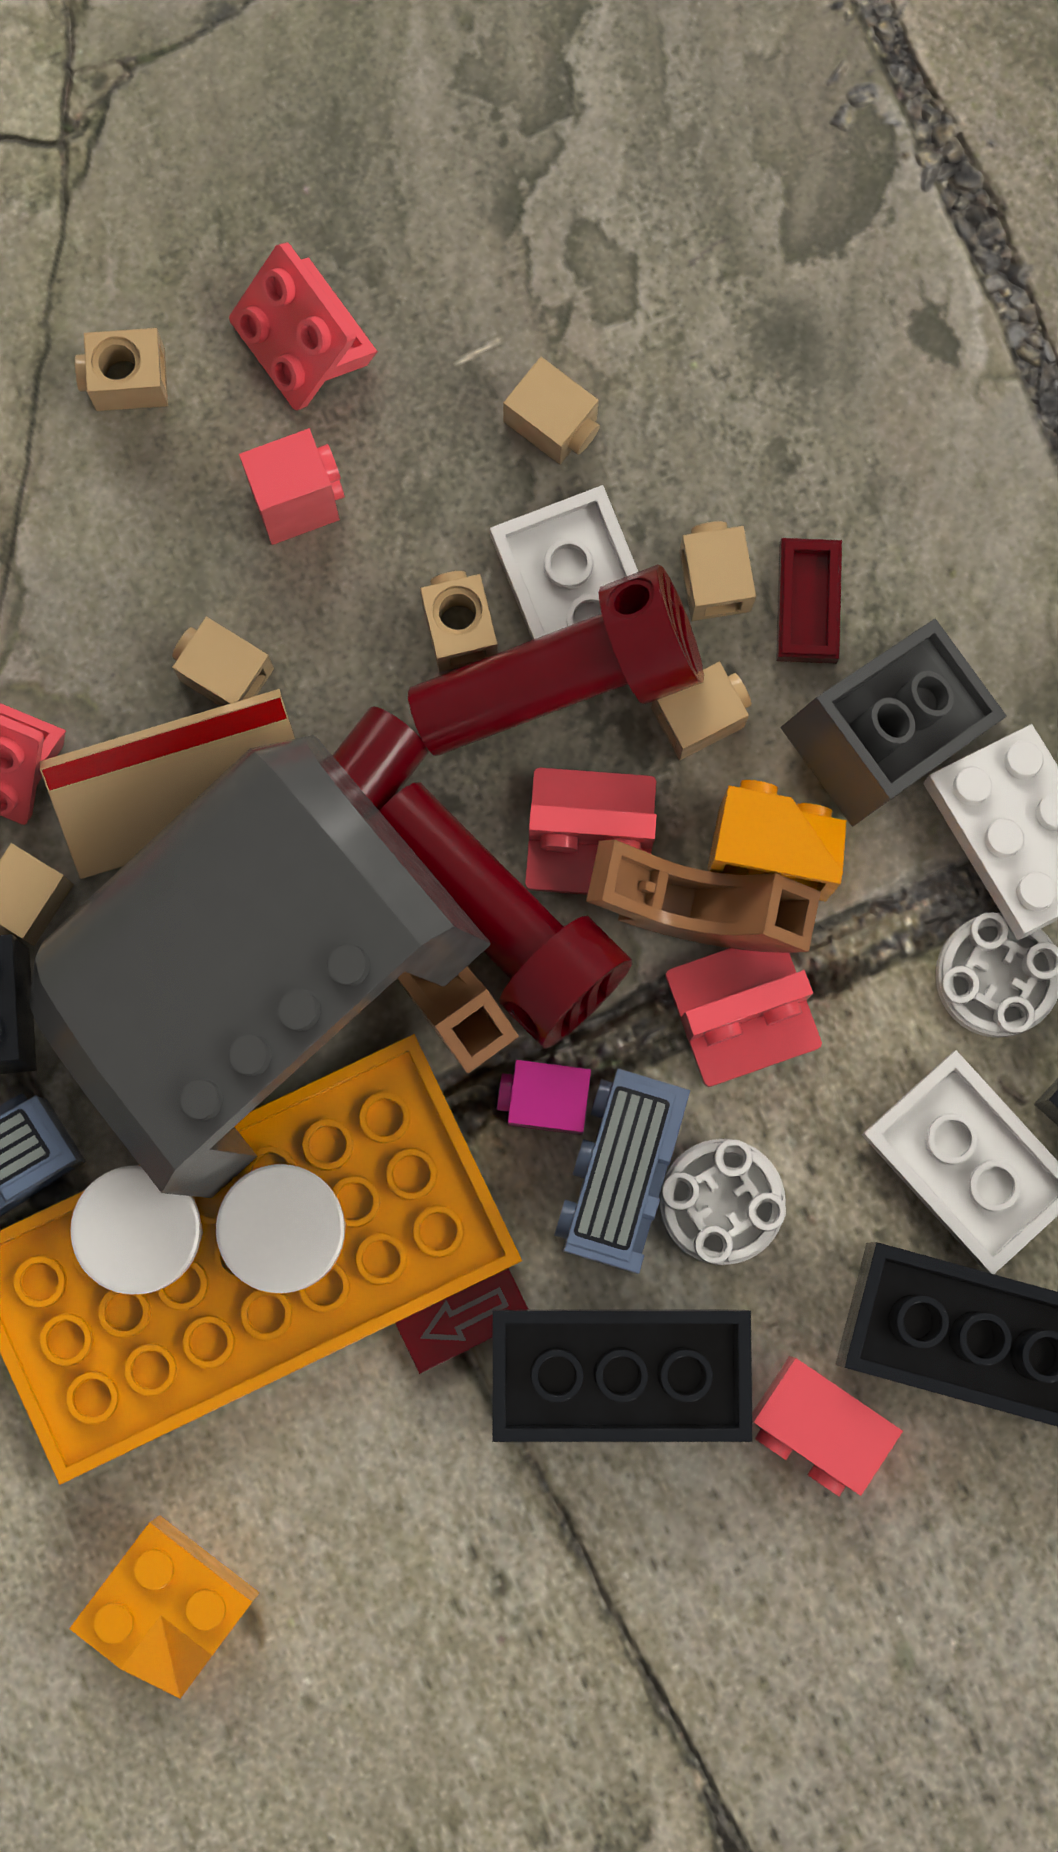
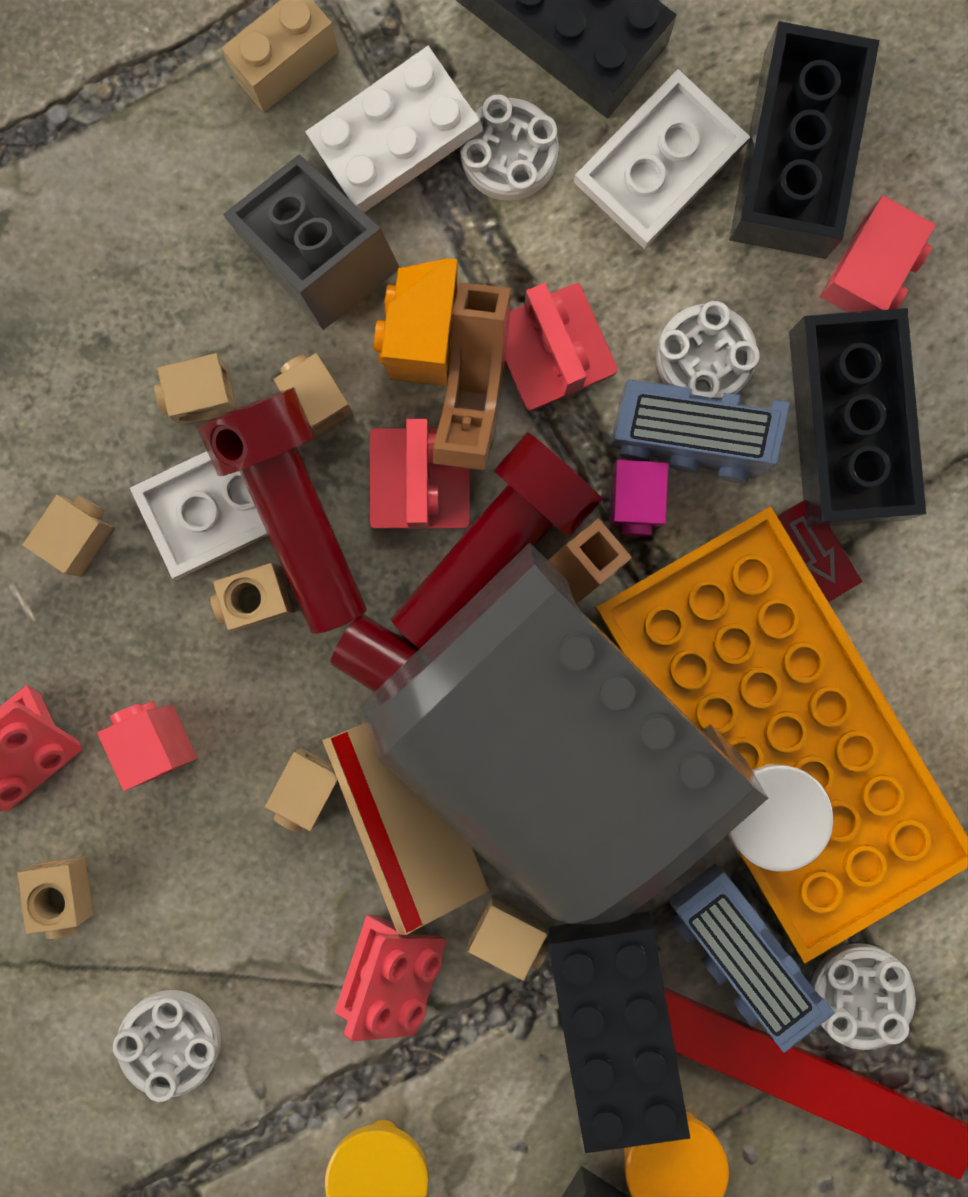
camera: 90 degrees left, 5 degrees up
(280, 1228) = (767, 699): white tile -> none
(809, 600) = (214, 316): dark red tile -> none

